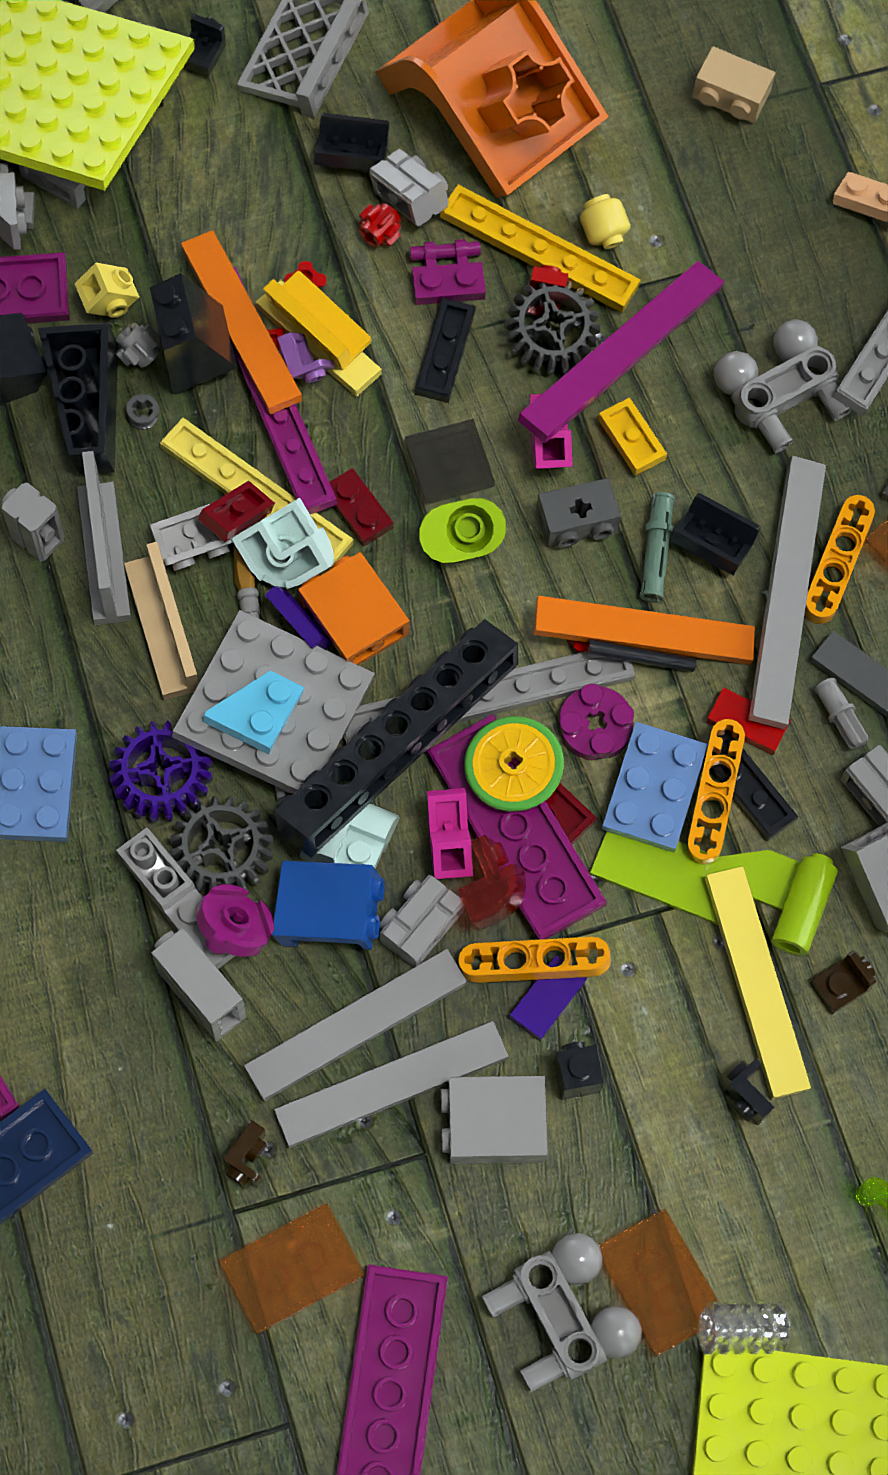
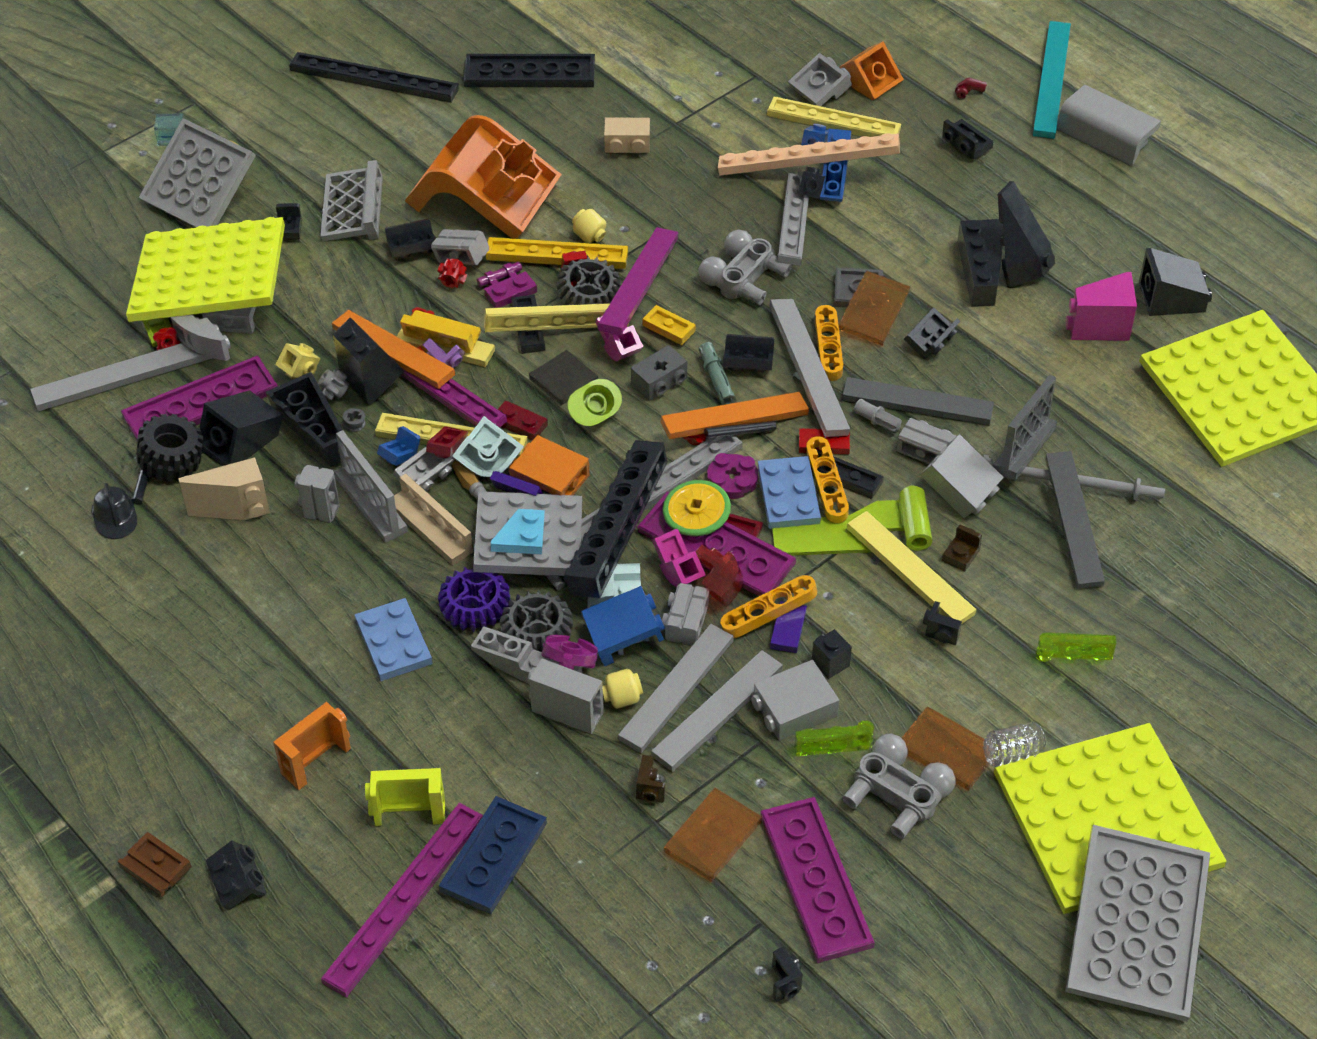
camera: 20 degrees left, 20 degrees down
(176, 488) = (401, 448): none -> blue bracket
(280, 1000) = (622, 688): none -> light yellow head
(465, 358) = (543, 317): none -> light yellow tile
(518, 1203) = (834, 739): none -> clear neon green plate

